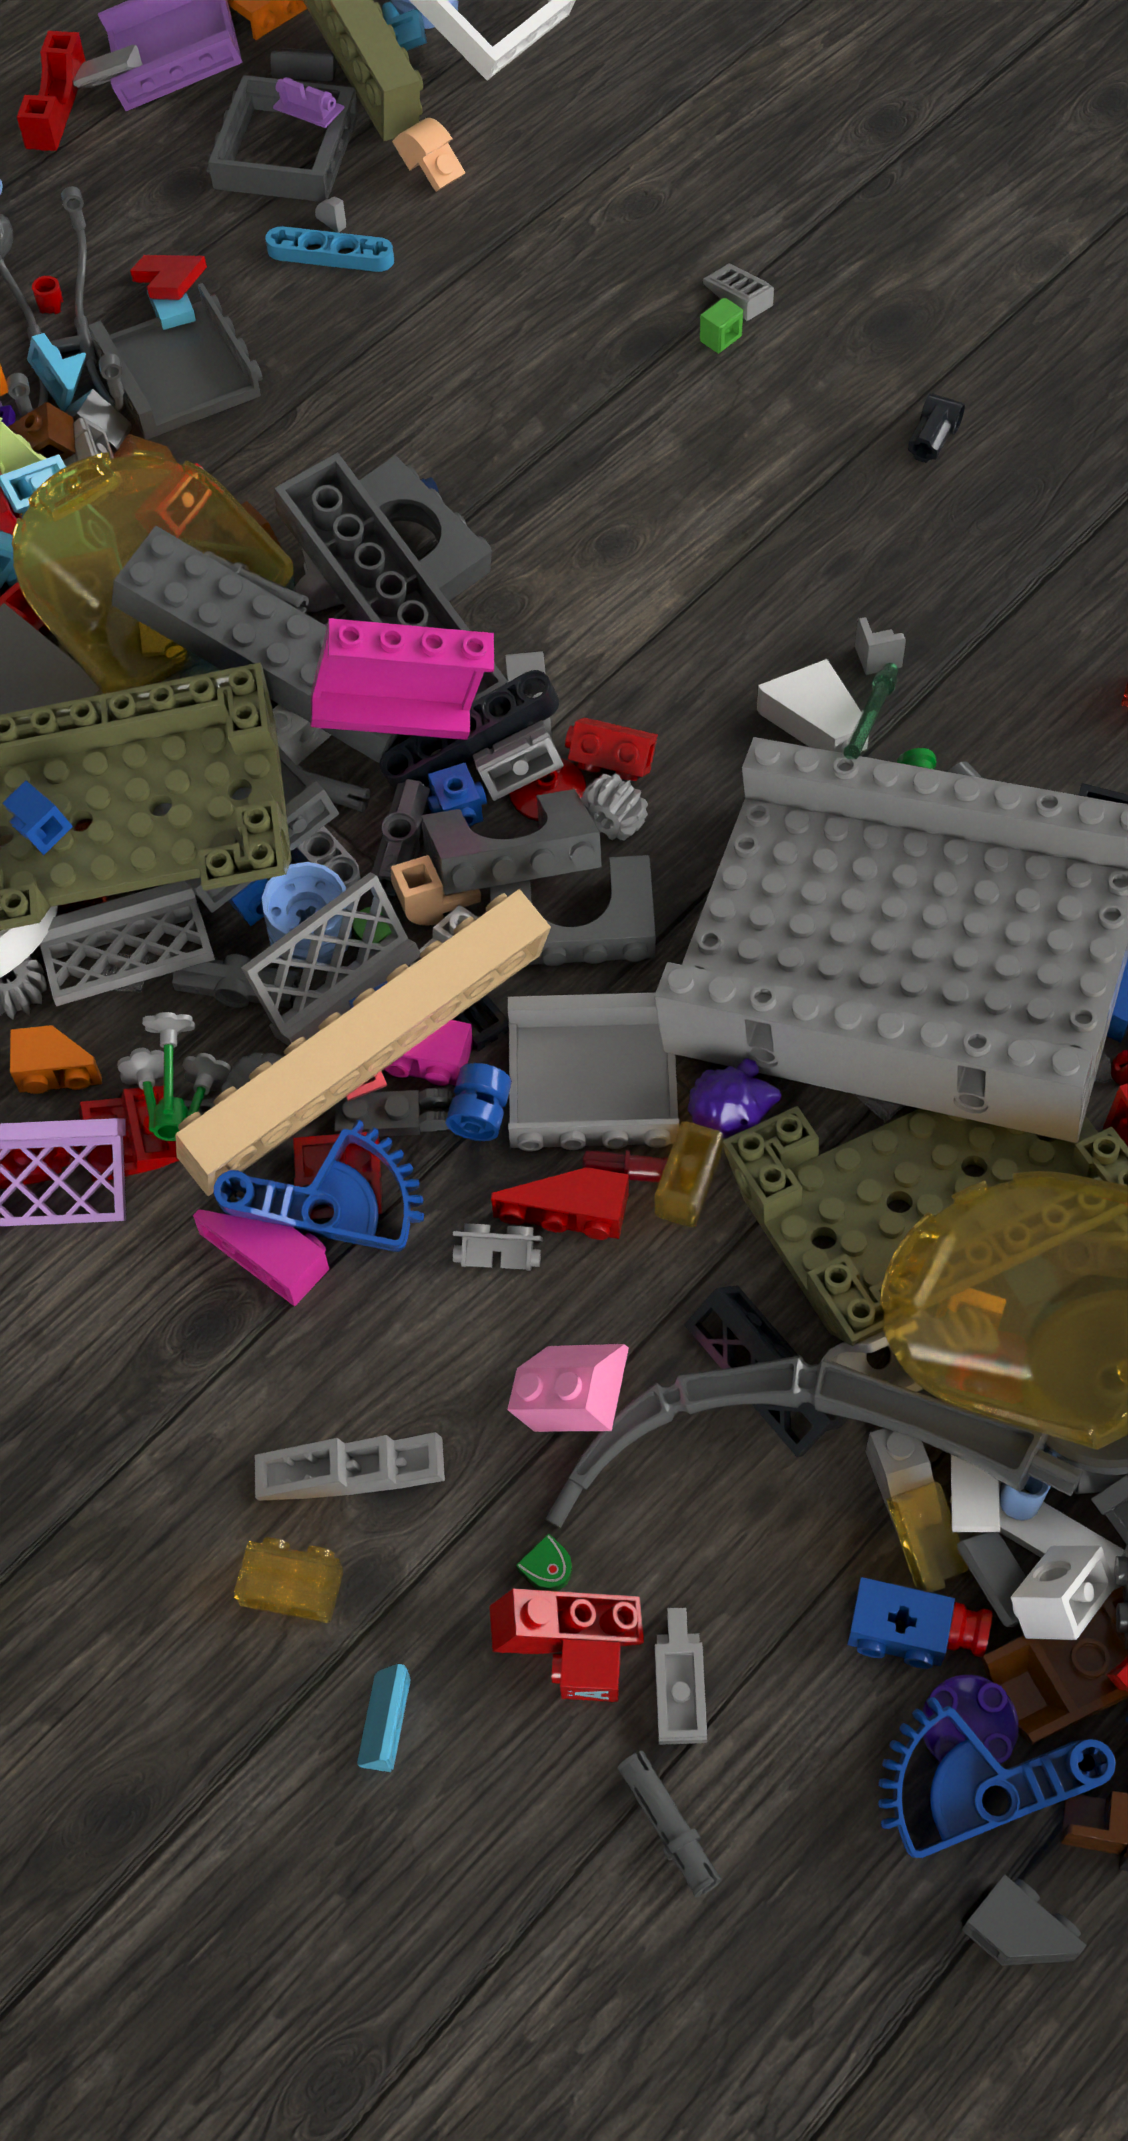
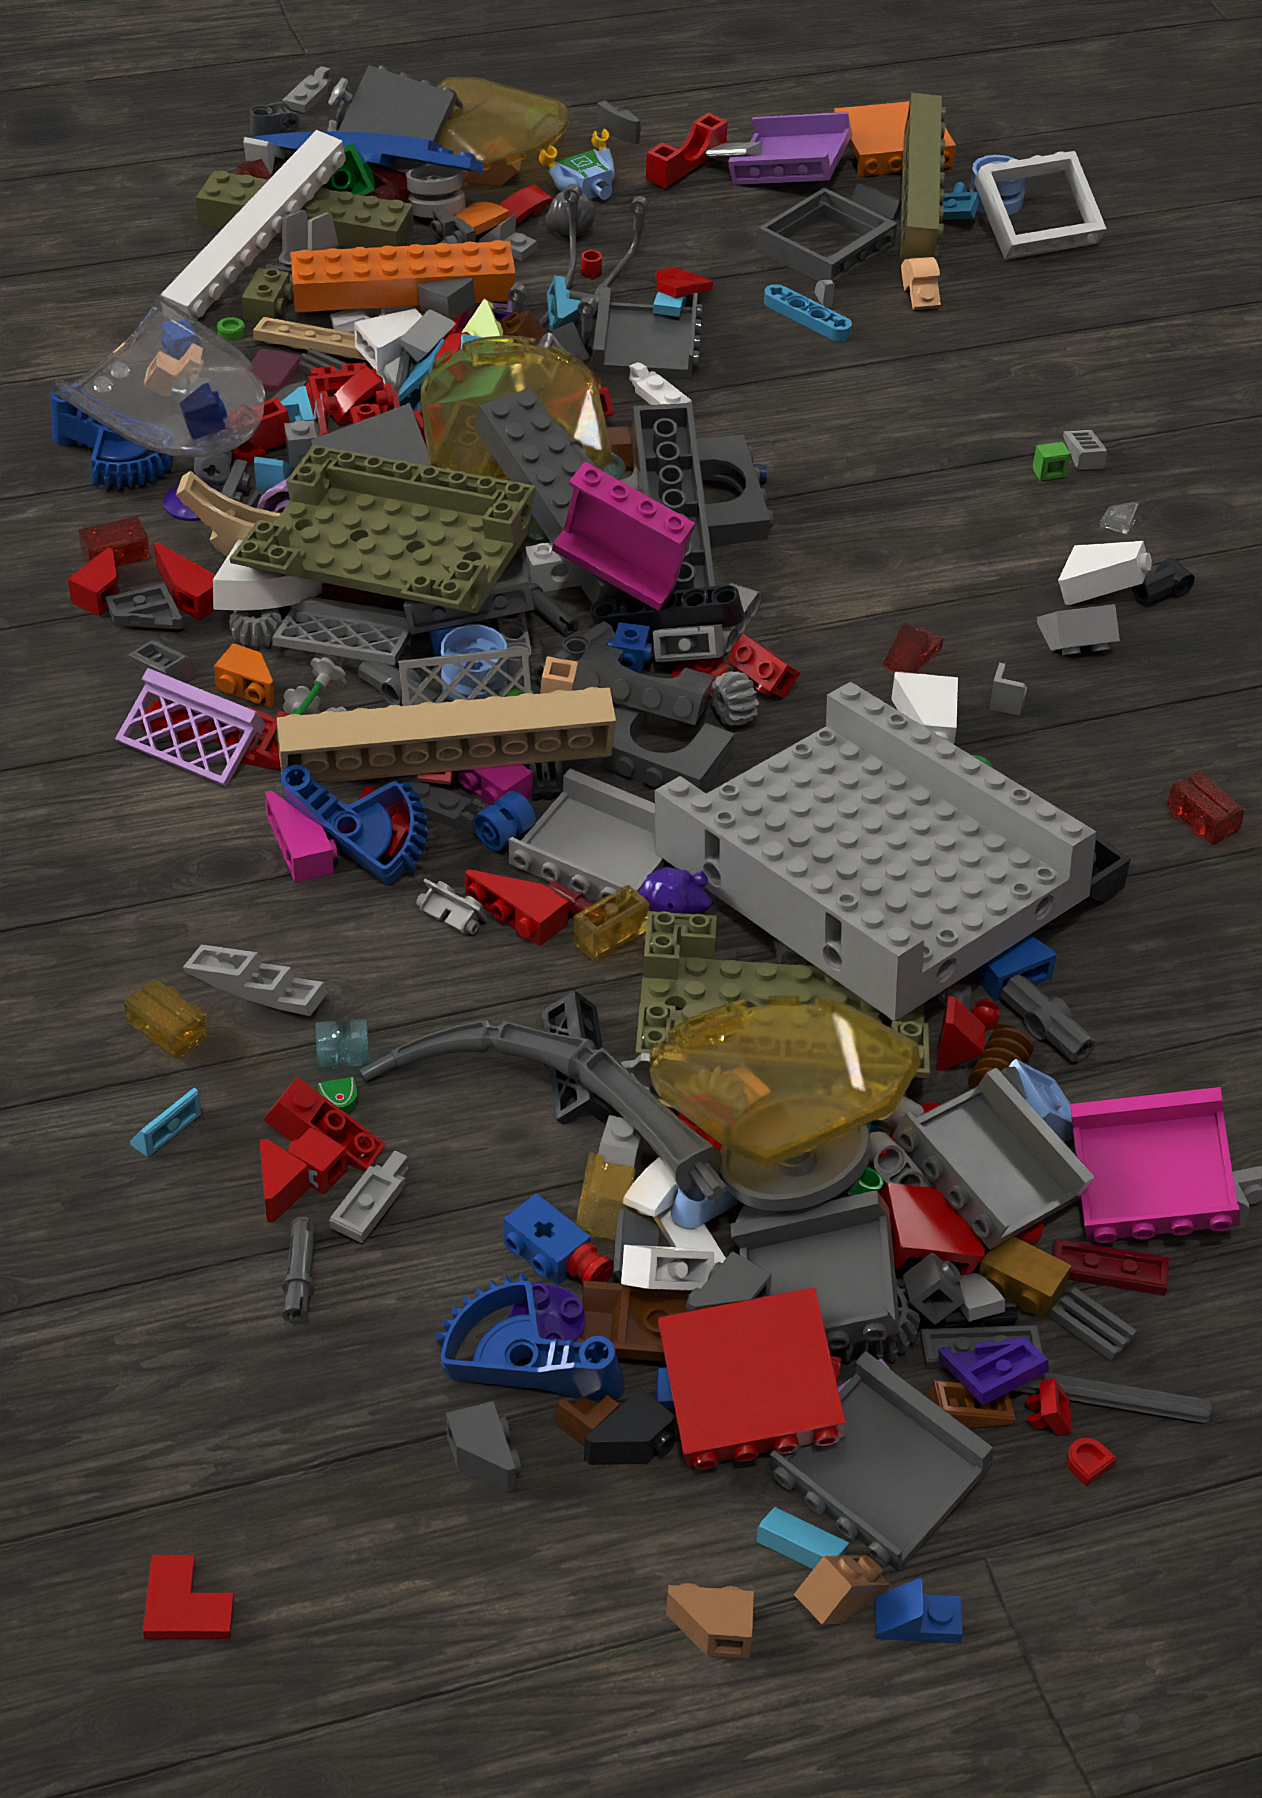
camera: 25 degrees right, 15 degrees down
(36, 817) = (328, 516): blue brick -> none
(240, 432) = (653, 387): none -> white hinge
(306, 104) = (852, 216): medium lavender hinge -> none
(511, 1500) = (342, 1043): none -> clear light blue wheel
(566, 1718) = (283, 1179): none -> red slope
(569, 1388) = (427, 1000): bright pink slope -> none
(744, 643) = (912, 649): none -> clear red slope
(833, 361) = (1120, 517): none -> clear slope
(875, 442) = (1103, 569): none -> white slope
(882, 685) = (989, 711): clear green bar -> none
(895, 527) = (1080, 628): none -> light grey slope

